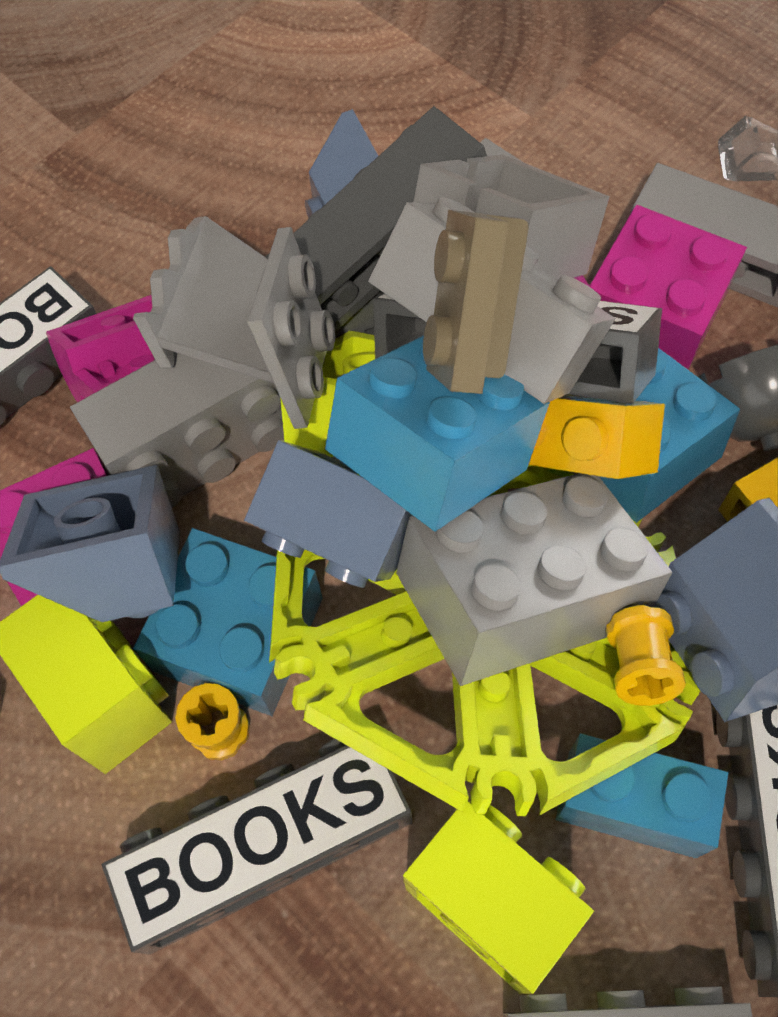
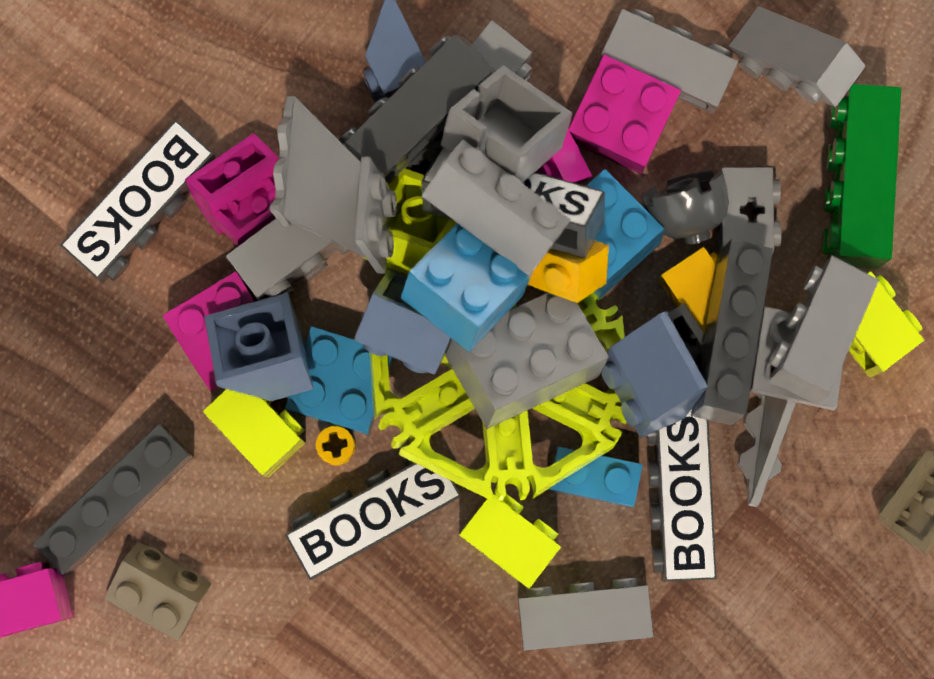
camera: 10 degrees left, 20 degrees up
(476, 298) = (486, 235): dark tan bracket -> none
(644, 656) = (593, 404): yellow bush -> none

